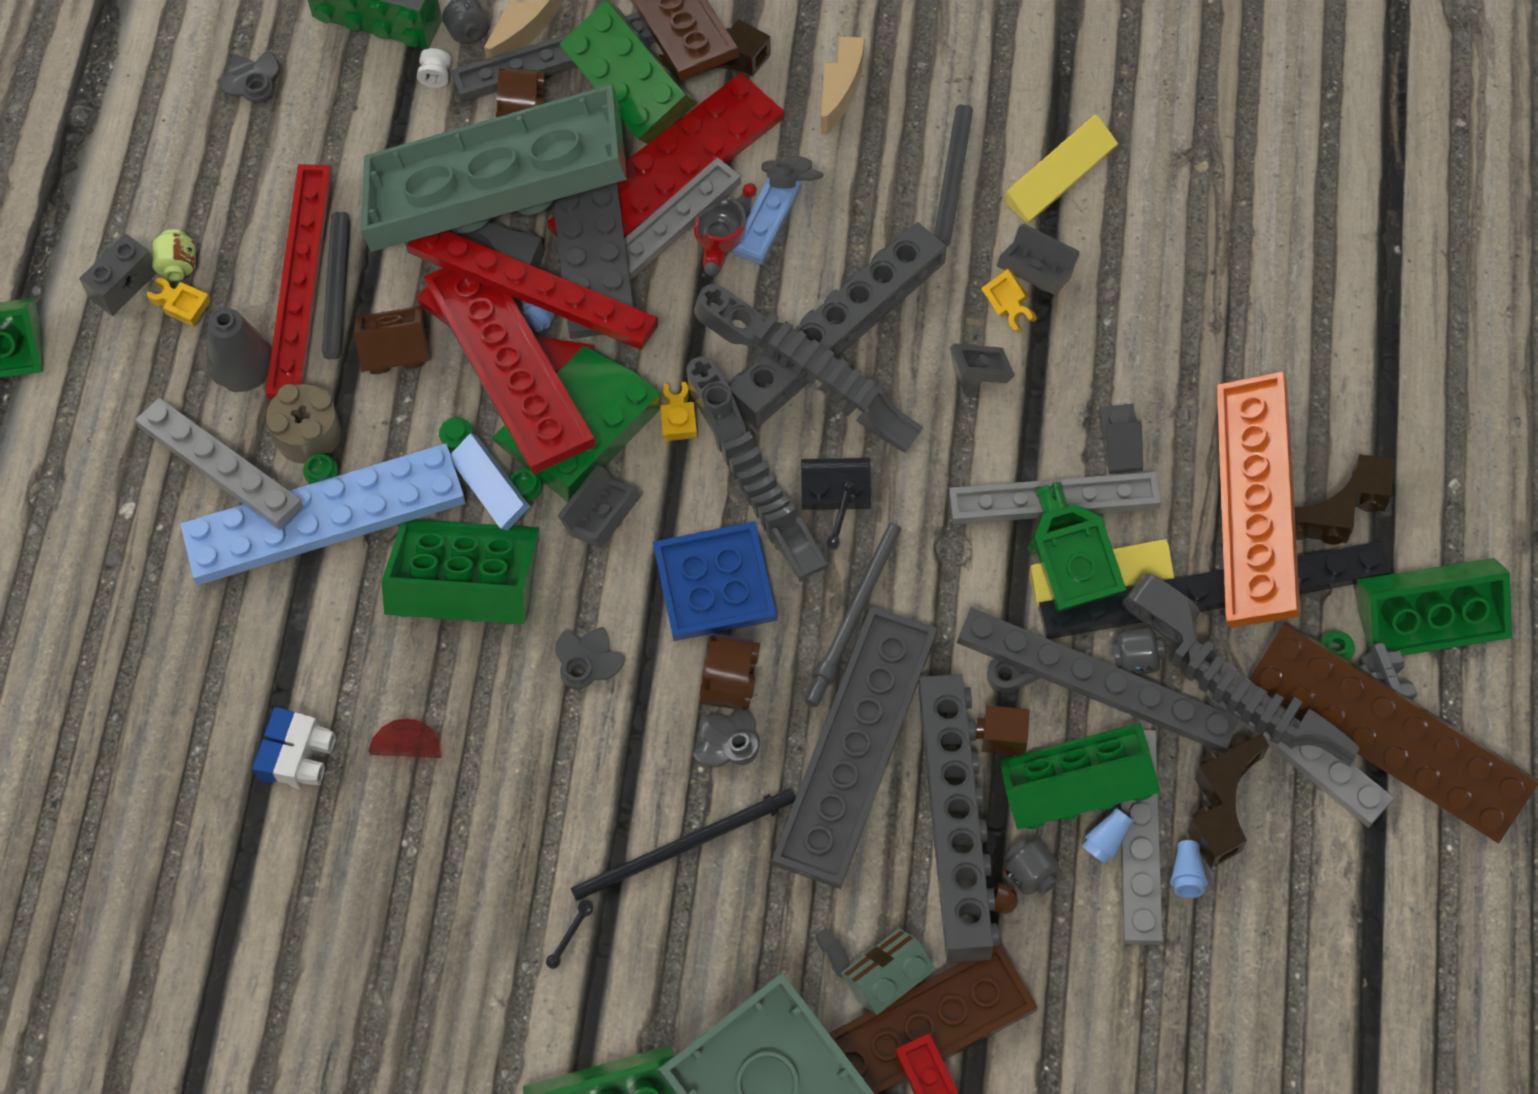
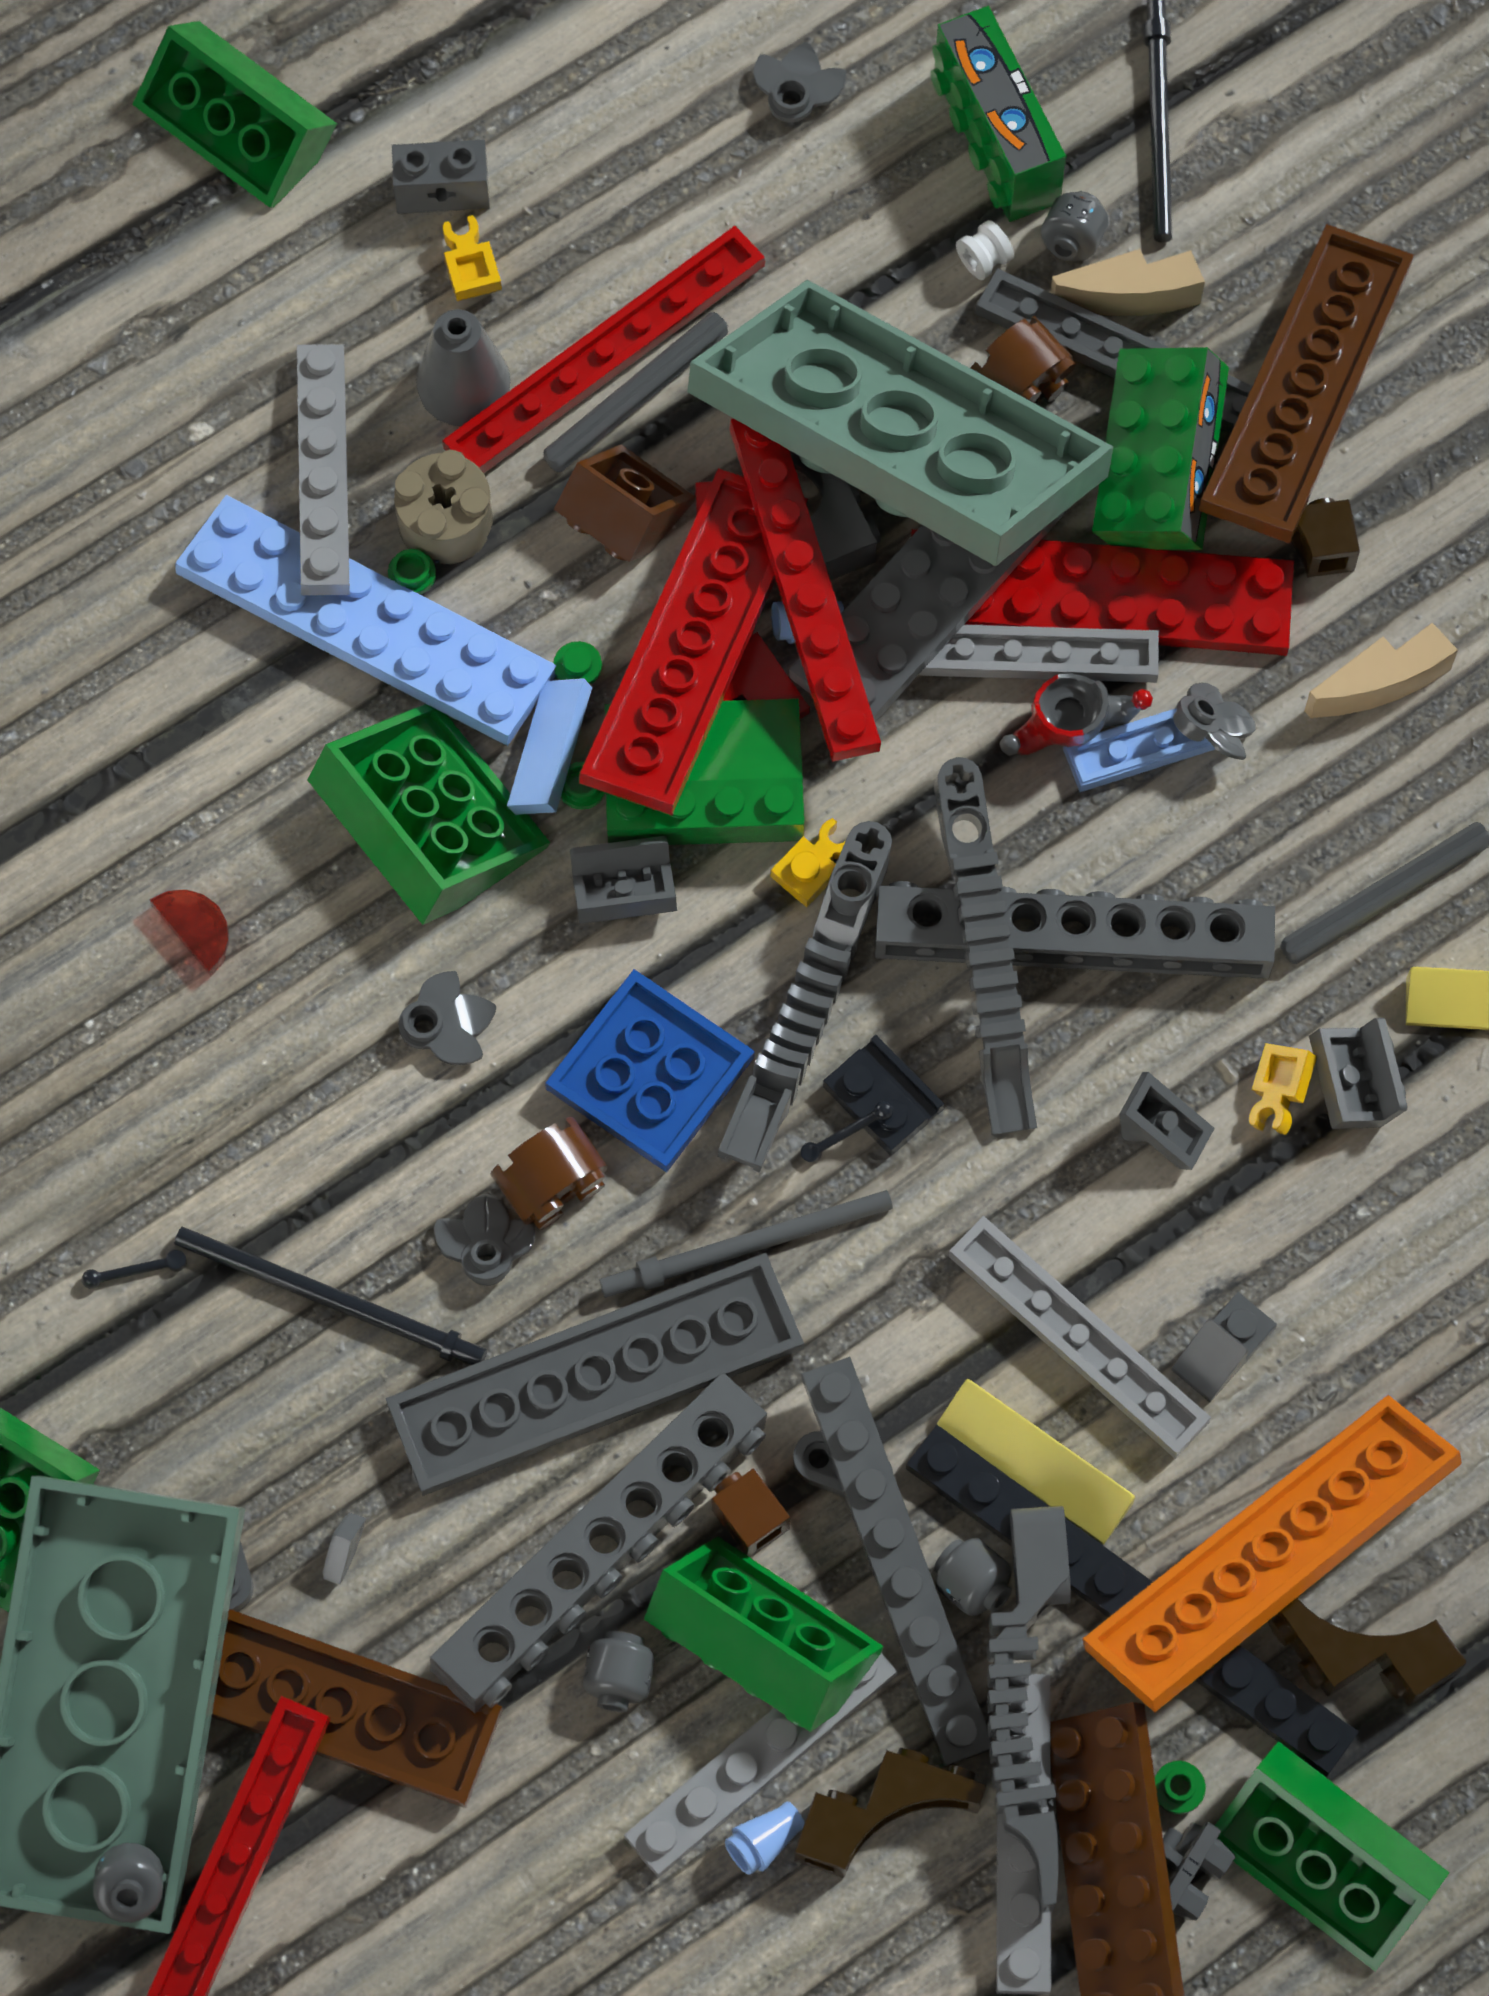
camera: 45 degrees right, 5 degrees up
(173, 255) = (514, 206): yellowish green head -> none
(289, 750) = (71, 843): white hips -> none
(888, 971) = (366, 1618): sand green brick -> none
(1005, 898) = (557, 1671): reddish brown hinge -> none
(1074, 552) = (1019, 1409): green plate -> none
(1107, 836) = (721, 1720): light blue cone -> none

